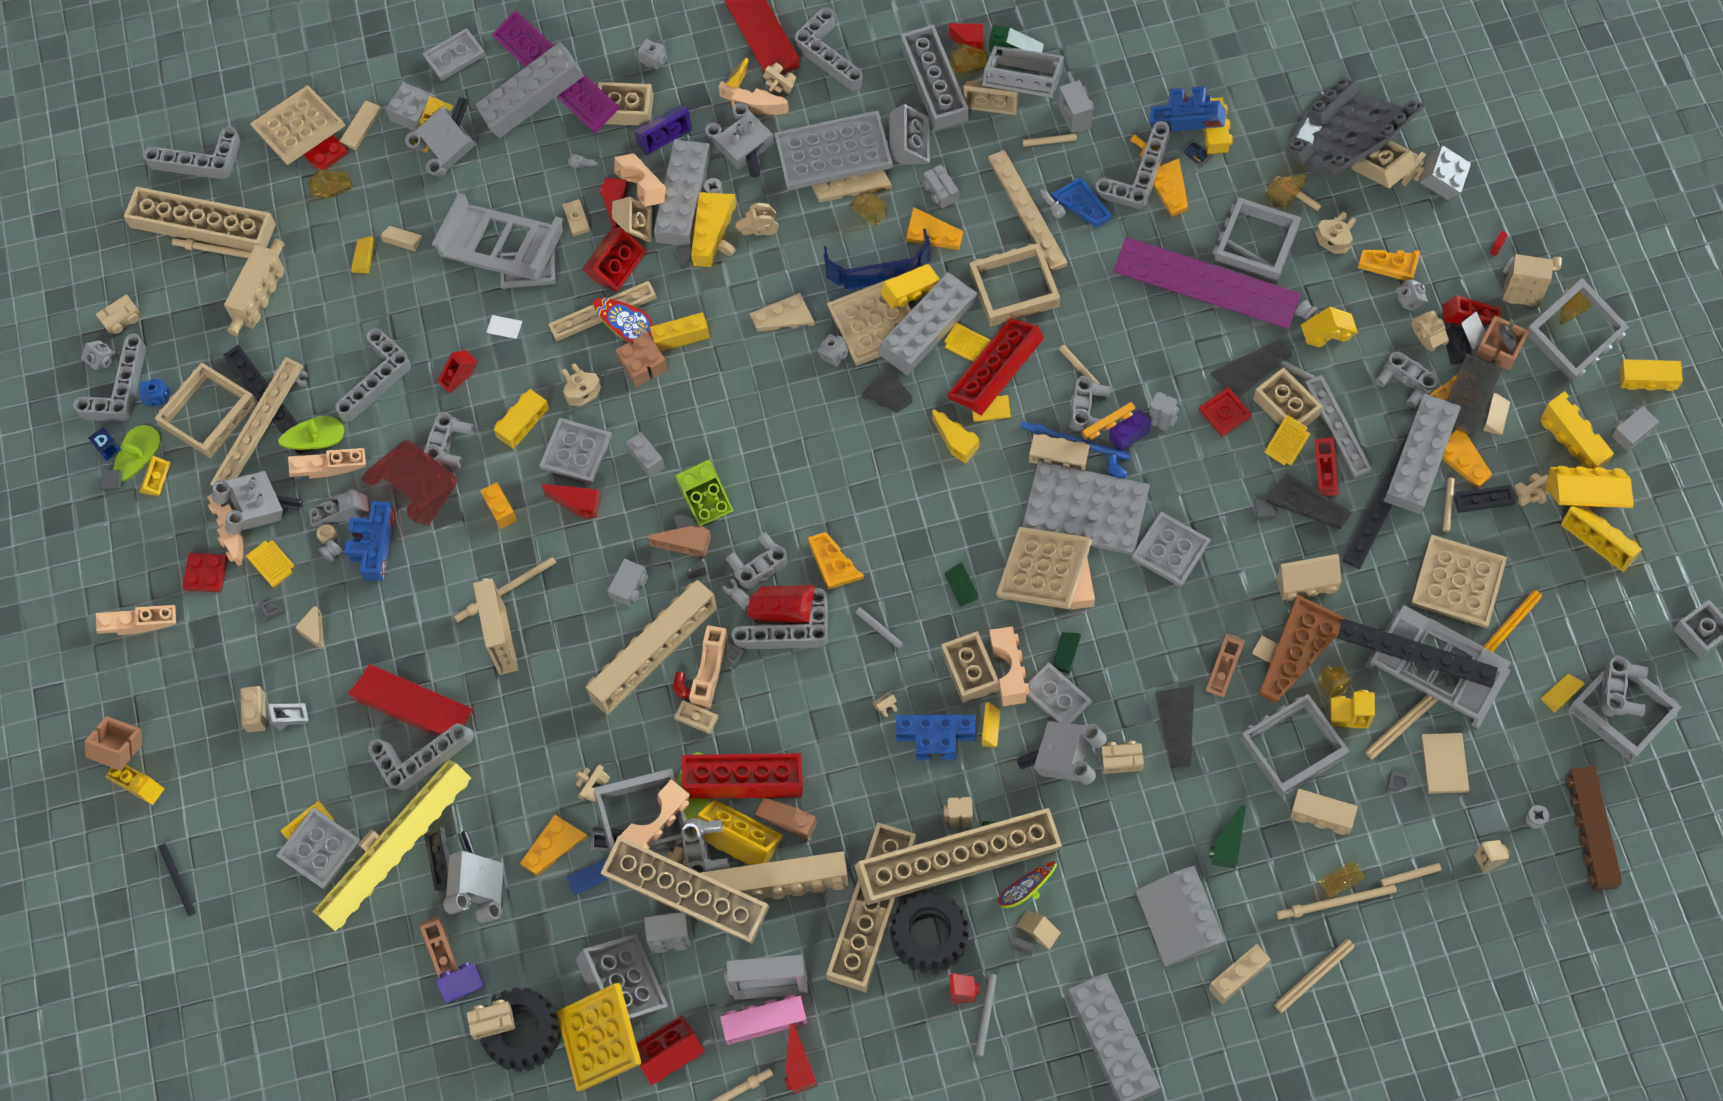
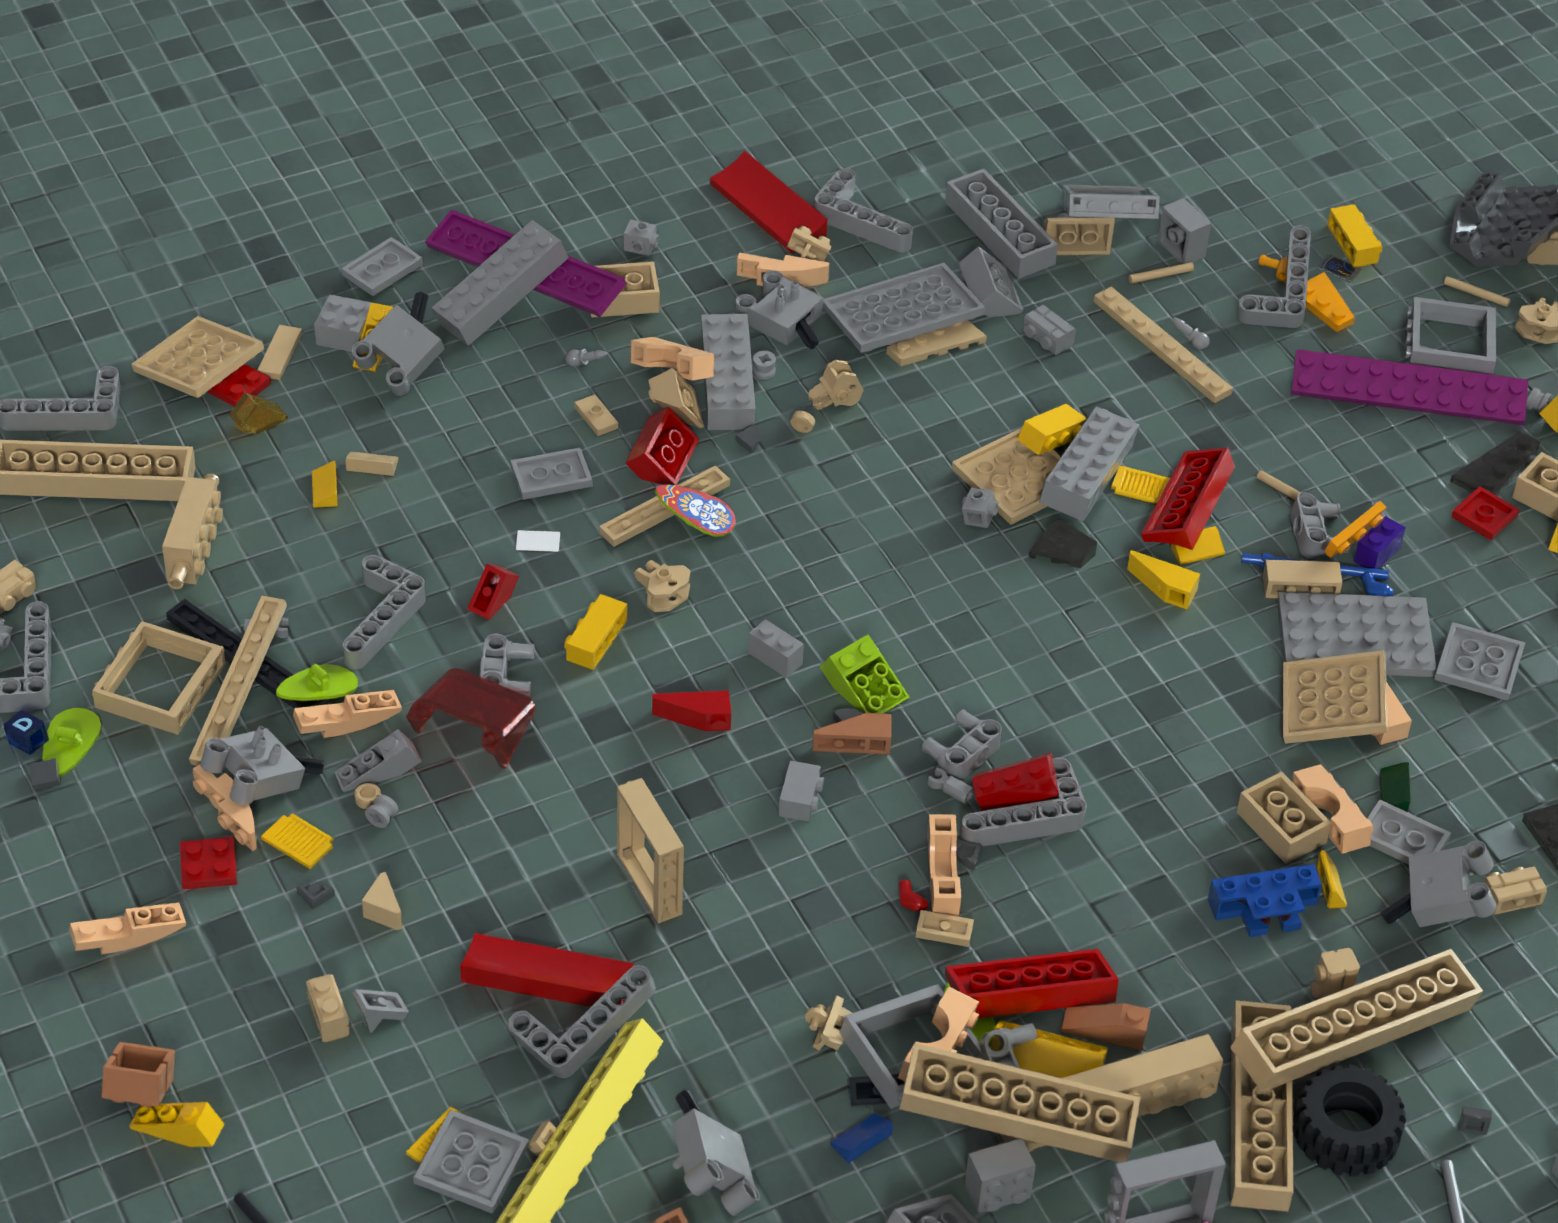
camera: 20 degrees left, 20 degrees down
(154, 392) = (81, 665): blue brick -> none
(154, 476) = (104, 763): yellow slope -> none
(190, 244) = (86, 502): tan bar -> none
(371, 540) = (435, 789): blue piece -> none
(438, 857) = (647, 1146): black plate -> none
(466, 225) = (455, 443): light grey piece -> none
(472, 609) = (600, 850): tan bar -> none
(498, 505) = (598, 729): light orange brick -> none
(551, 844) = (798, 1106): light orange wing -> none
(575, 450) = (680, 657): light grey plate -> none
(613, 190) = (637, 387): red slope -> none
(640, 356) = (735, 548): nougat piece -> none
(651, 647) = (860, 854): tan brick -> none
(663, 129) = (681, 310): dark purple slope -> none
(680, 332) = (774, 514): yellow brick -> none
(698, 570) = (889, 766): dark grey tile -> none
(712, 219) = (774, 400): yellow wedge -> none
(738, 74) = (756, 245): yellow slope -> none
(784, 313) = (898, 481): tan wing -> none
(832, 563) = (1060, 735): light orange wing -> none
(870, 207) = (969, 360): clear yellow slope -> none
(876, 273) = (988, 426): clear blue windscreen -> none
(879, 628) = (1147, 797): light grey bar -> none
(884, 702) = (1187, 875): tan tile -> none
(939, 232) = (1054, 378): light orange wing -> none
(961, 585) = (1235, 734): dark green slope -> none
(962, 988) = (1415, 1180): slope -> none
(967, 34) = (1024, 181): red slope -> none
(968, 59) = (1036, 202): clear yellow slope -> none
(1011, 38) = (1075, 175): slope -> none
(1023, 308) = (1168, 451): tan window -> none
(1026, 886) = (1453, 1050): shield -> none
(1038, 928) = (1487, 1094): tan slope -> none
(1083, 202) = (1228, 326): blue wing -> none
(1163, 411) = (1414, 515): light grey brick -> none
(1189, 112) = (1327, 221): blue piece -> none
(1285, 189) = (1464, 284): clear yellow slope -> none

